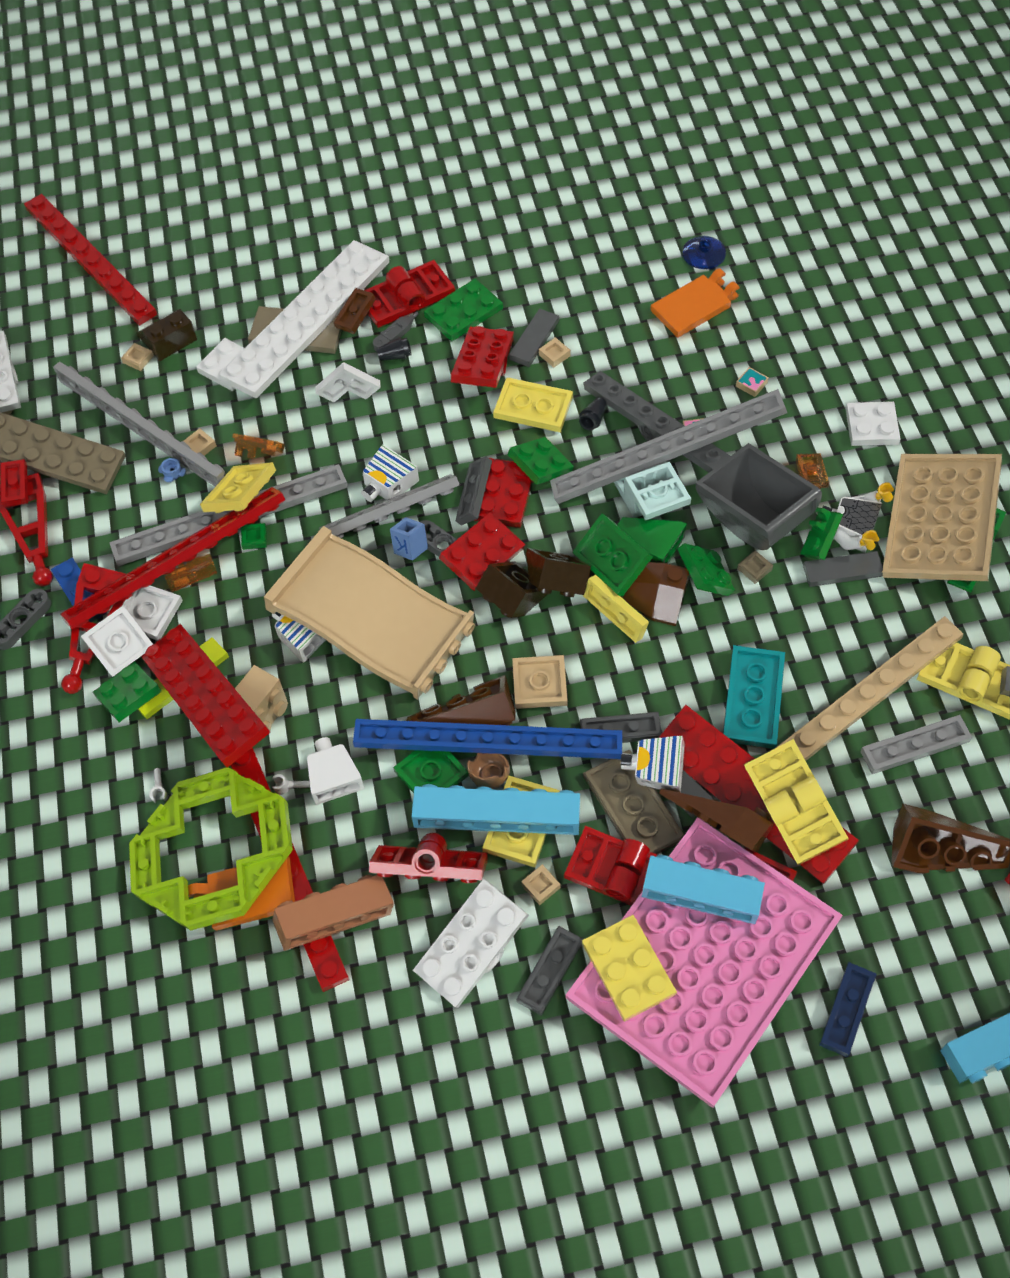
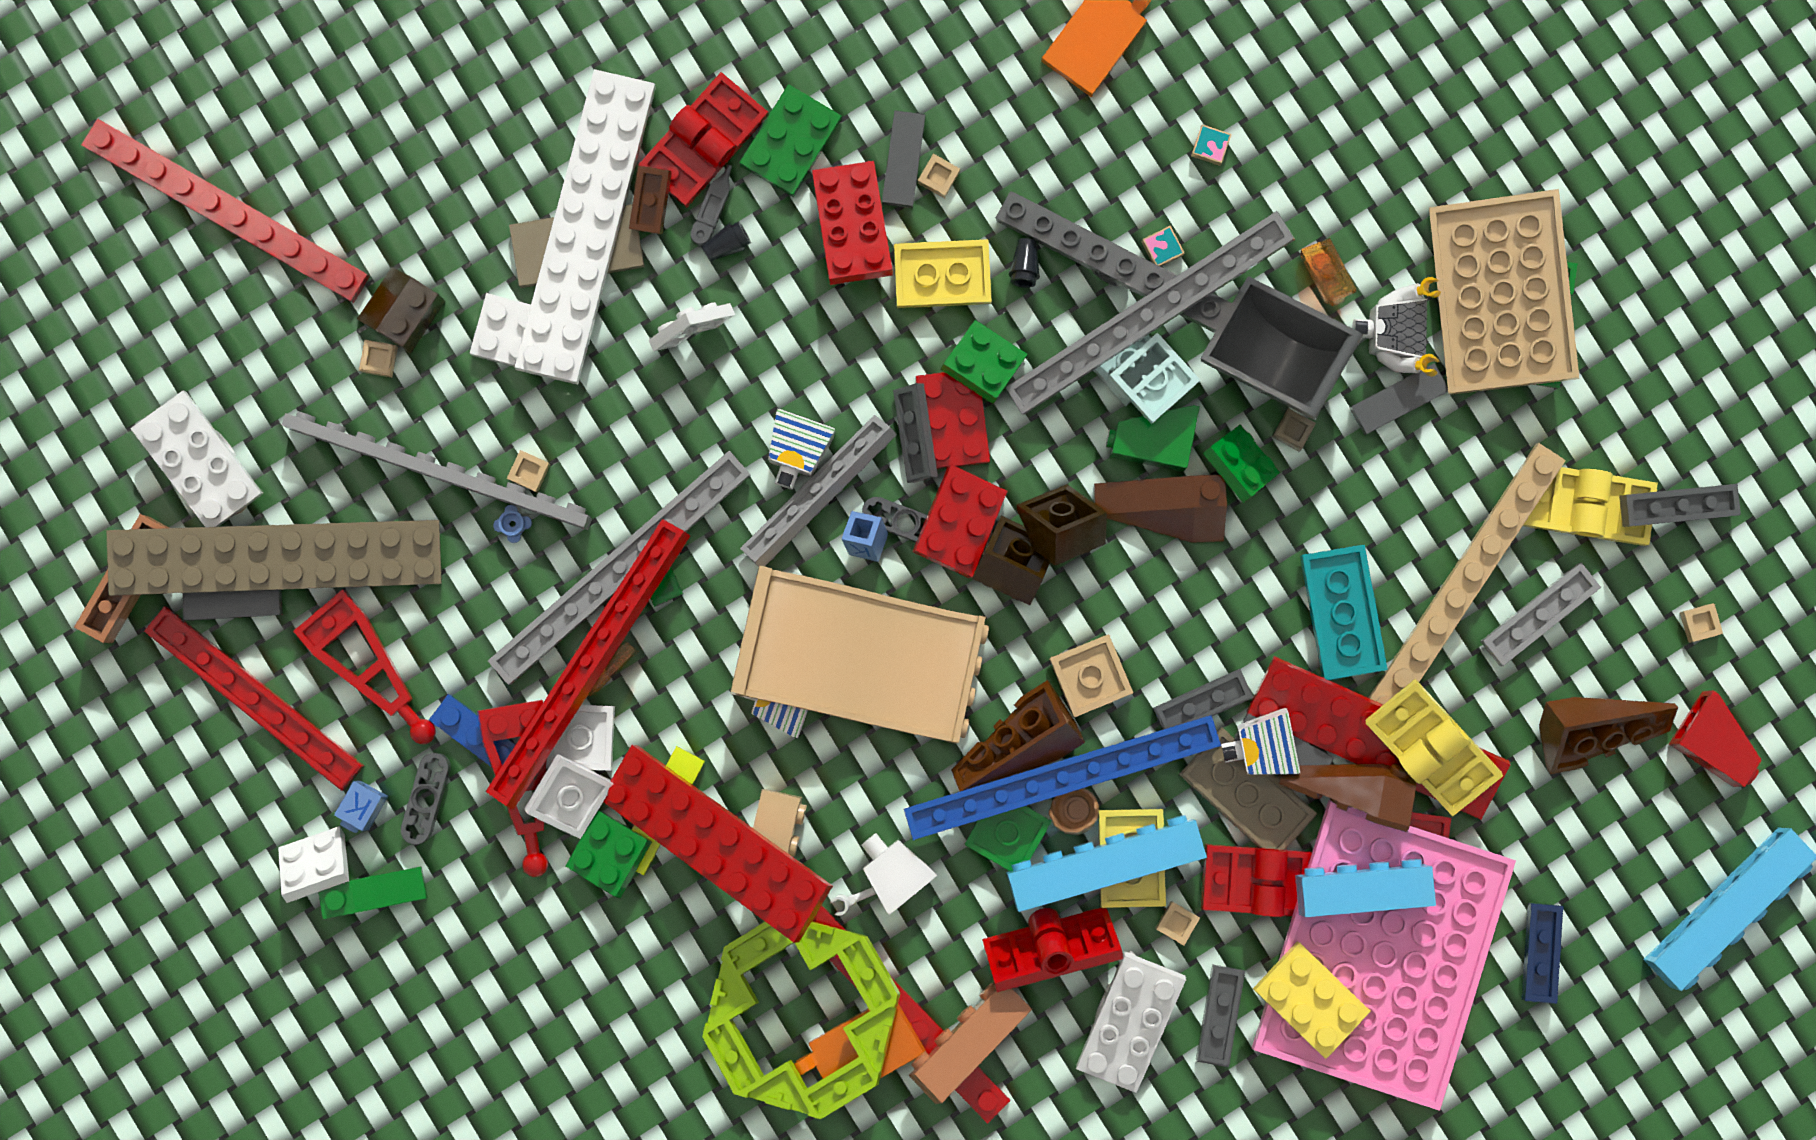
camera: 30 degrees left, 25 degrees up
(14, 483) = (324, 621): red plate -> none
(158, 786) = (699, 954): white hand -> none
(238, 488) = (620, 534): light yellow plate -> none
(250, 443) = (620, 450): clear orange plate -> none
(612, 554) = (1125, 484): green plate -> none
(615, 608) = (1149, 548): light yellow plate -> none
(821, 534) = (1365, 368): green plate -> none
(872, 423) = (1380, 164): white plate -> none

